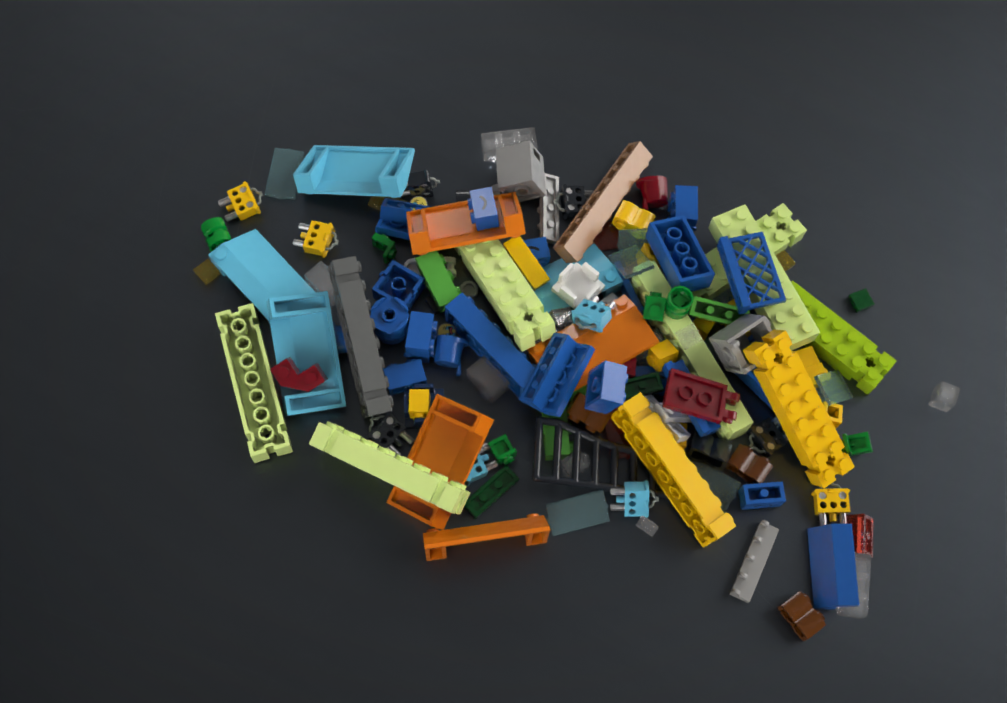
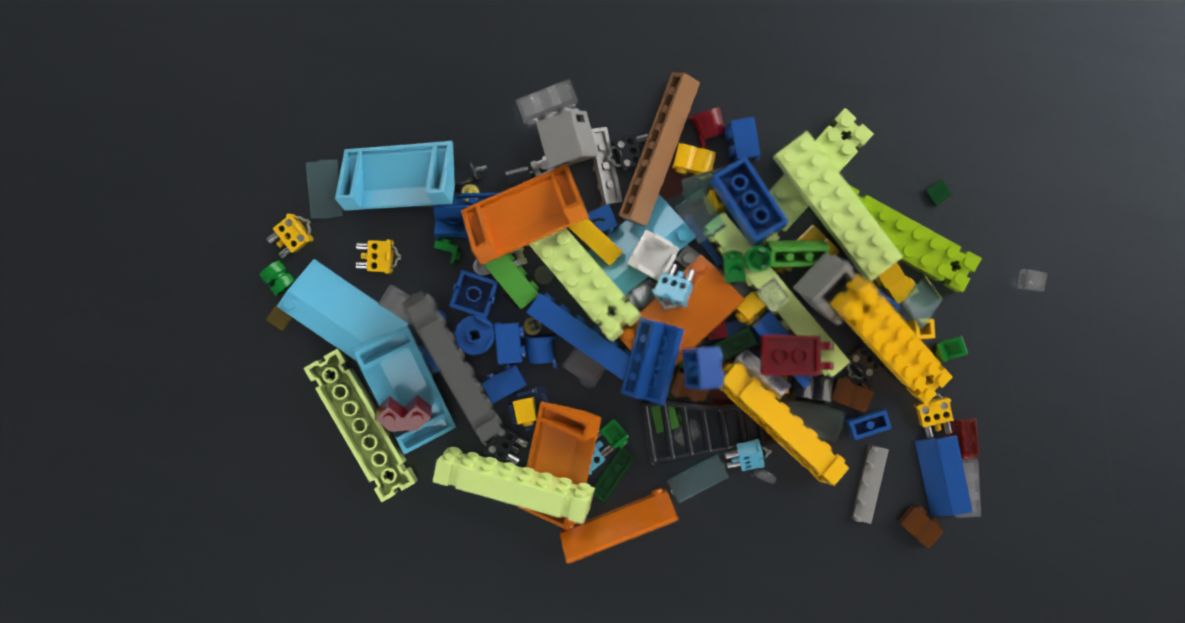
camera: 10 degrees left, 20 degrees up
(484, 208) = (539, 196): brick -> none
(734, 275) = (807, 212): blue fence -> none
(785, 260) = (853, 169): clear yellow tile -> none

